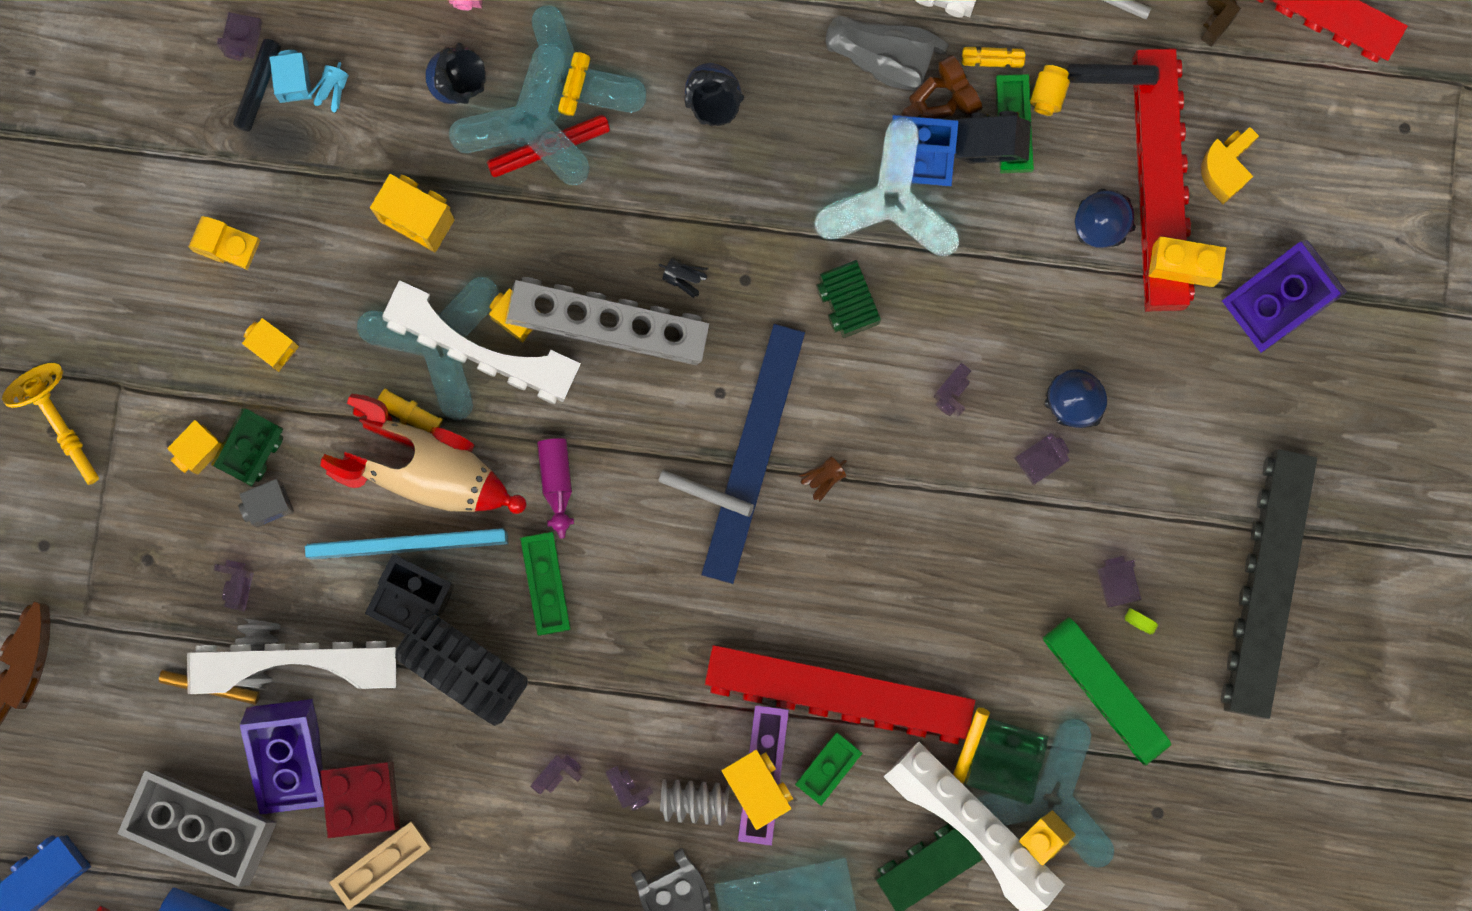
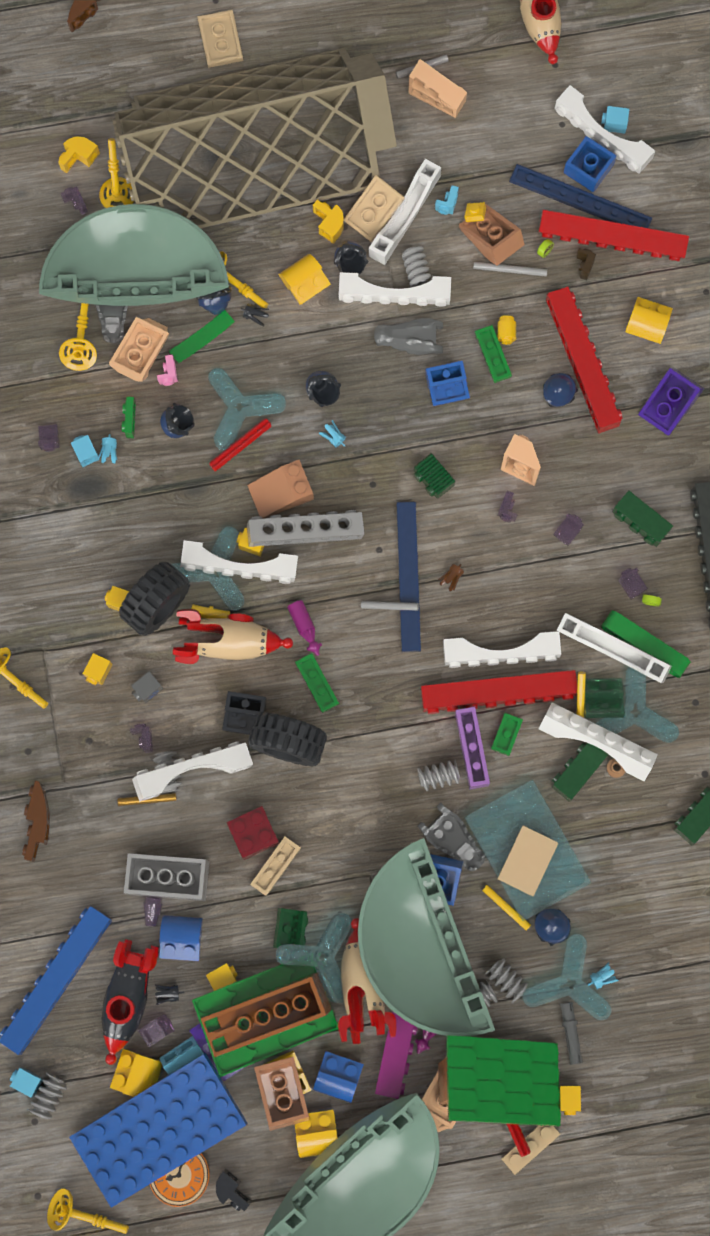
camera: 15 degrees left, 5 degrees down
(157, 875) = (152, 910): none -> clear purple cone
(223, 243) = (76, 551): yellow brick -> none
(248, 447) = (127, 660): dark green bracket -> none
(256, 86) = (66, 461): black axle -> none
(284, 755) = (202, 823): dark purple slope -> none
(319, 363) = (154, 598): none -> black tyre
(385, 33) = (129, 410): none -> green plate
(406, 544) = (232, 685): medium azure tile -> none
(412, 212) = (178, 502): yellow brick -> none
(545, 138) = (226, 421): clear light blue piece -> none
(551, 777) = (354, 787): clear purple bracket -> none
(574, 83) = (244, 406): yellow axle -> none
(590, 243) = (281, 490): none -> nougat slope
(622, 784) = (395, 779): clear purple bracket -> none
(678, 272) = (334, 489): black piece -> none
(707, 181) = (337, 437): none -> medium azure piece
(757, 789) = (472, 753): yellow brick -> none
(870, 208) = (429, 423): clear light blue piece -> none
(935, 641) = (460, 651): none -> white arch
(952, 78) = (450, 339): reddish brown piece -> none
(979, 883) = (616, 774): none -> medium nougat plate
(993, 57) = (470, 321): yellow axle -> none
(993, 138) = (484, 365): black brick -> none
(1001, 319) = (521, 460): none -> light nougat slope
(1047, 838) = (639, 732): yellow brick -> none
(1071, 702) = (614, 648): none -> white arch
(1076, 399) = (576, 491): dark blue hair -> none
(1113, 74) = (538, 310): black axle -> none
(1170, 480) = (642, 519): none -> dark green brick
(1187, 261) = (612, 397): yellow brick -> none
(1222, 170) = (615, 344): yellow brick -> none
(1293, 147) = (649, 320): none -> yellow brick

